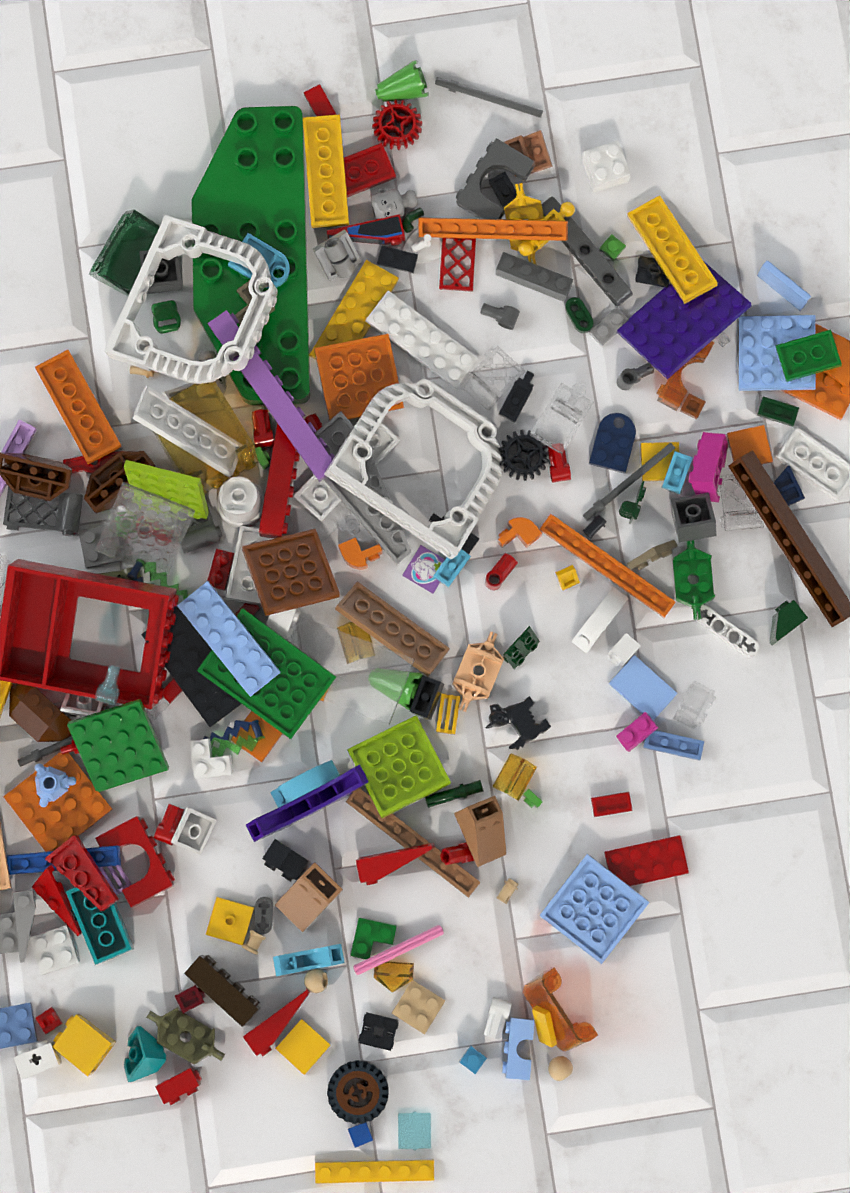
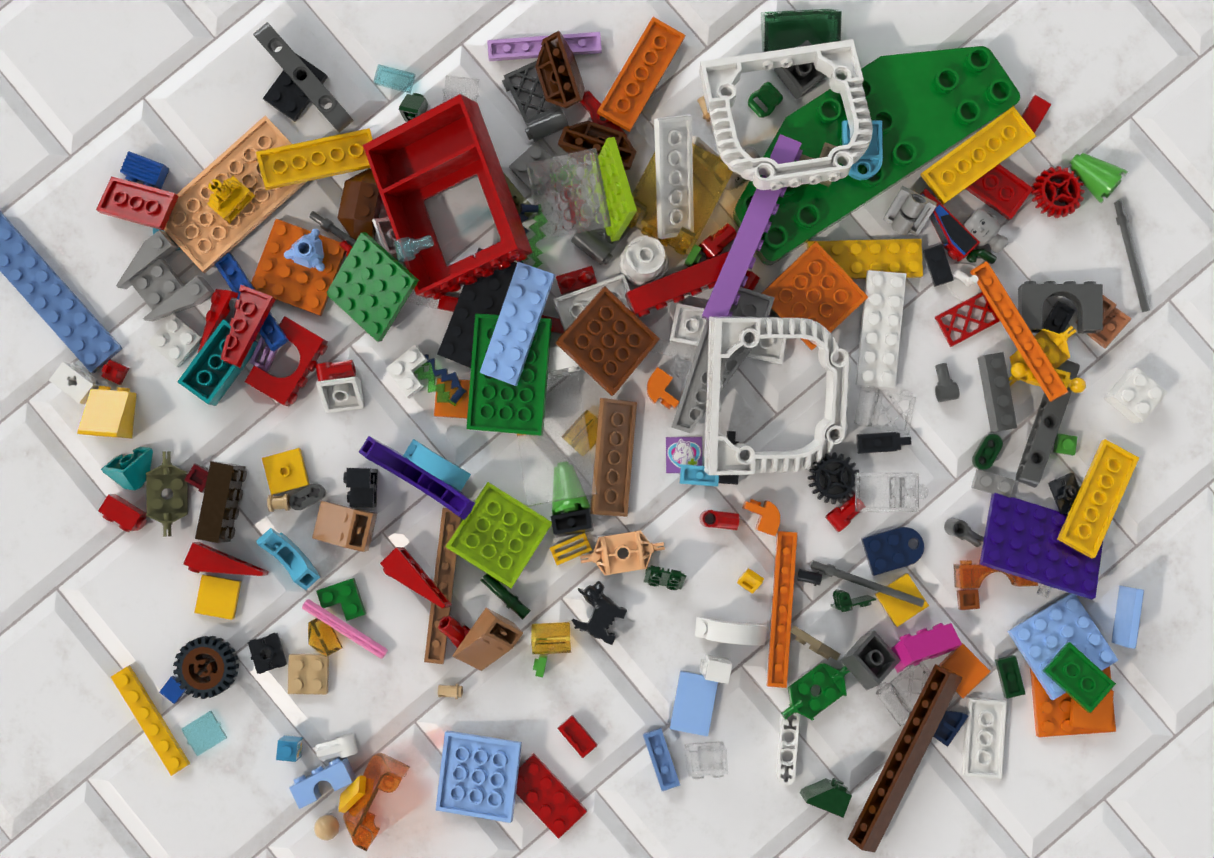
camera: 60 degrees right, 5 degrees up
(316, 980) = (276, 575): tan piece -> none
(637, 731) = (653, 721): dark pink plate -> none
(677, 472) = (901, 621): medium azure plate -> none

